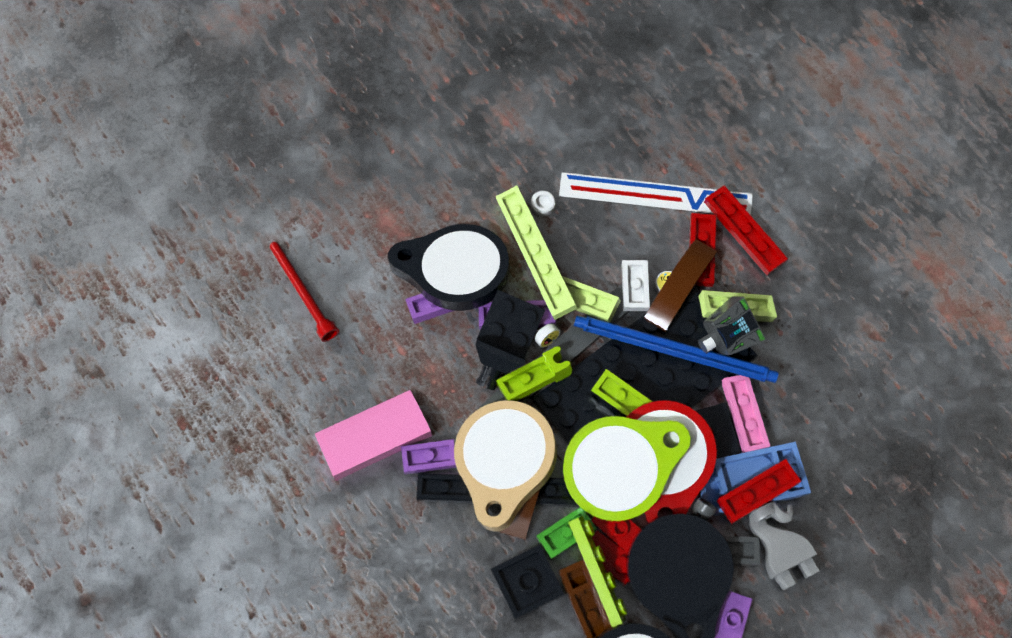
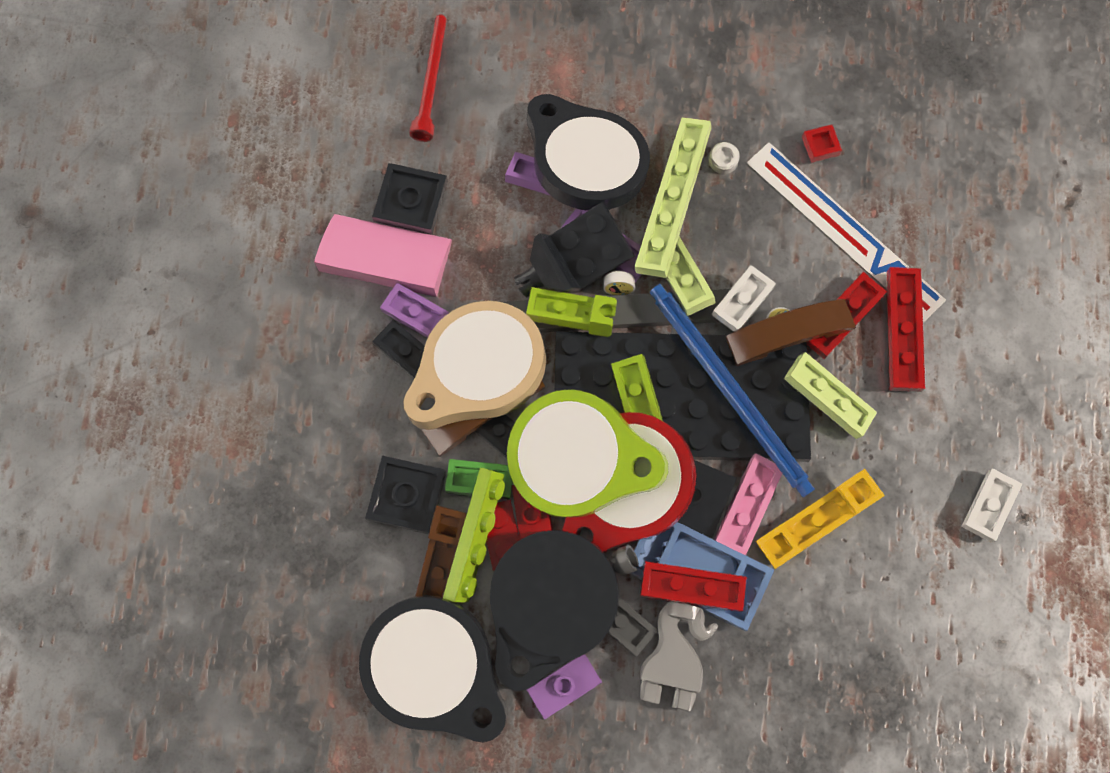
camera: 40 degrees right, 5 degrees up
(359, 383) = (410, 198): none -> black plate
(597, 149) = (821, 143): none -> red plate
(731, 328) = (800, 410): torso -> none
(793, 388) = (819, 518): none -> yellow slope
(883, 300) = (992, 505): none -> white plate

